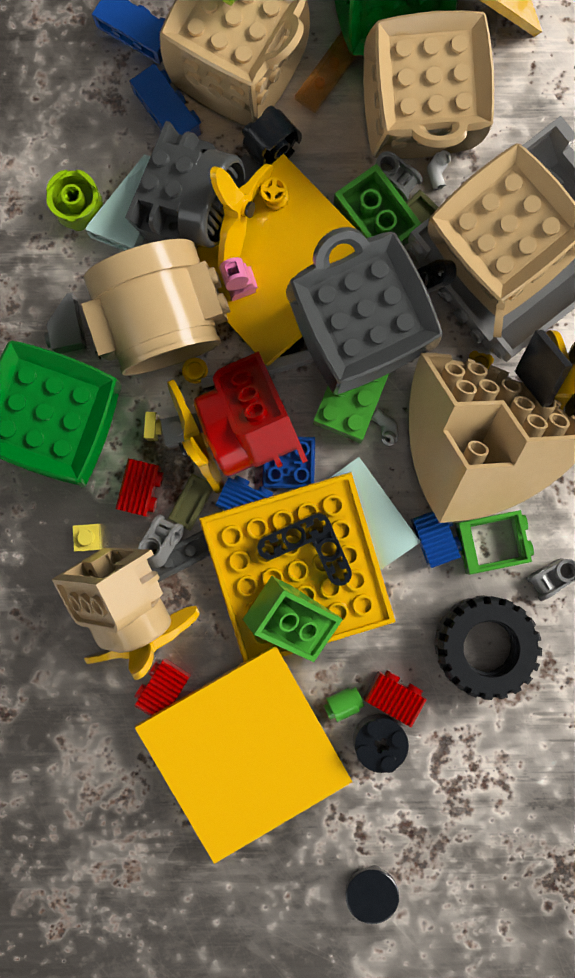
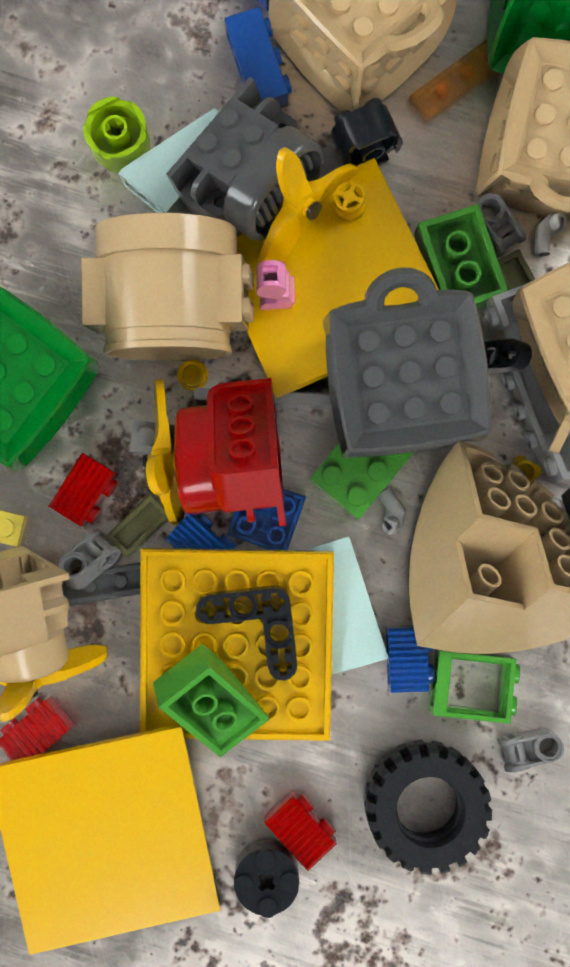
camera: 10 degrees right, 0 degrees up
(66, 327) = (60, 278): light grey slope -> none
(152, 426) = (122, 424): light yellow plate -> none
(343, 704) = (239, 817): bright green brick -> none

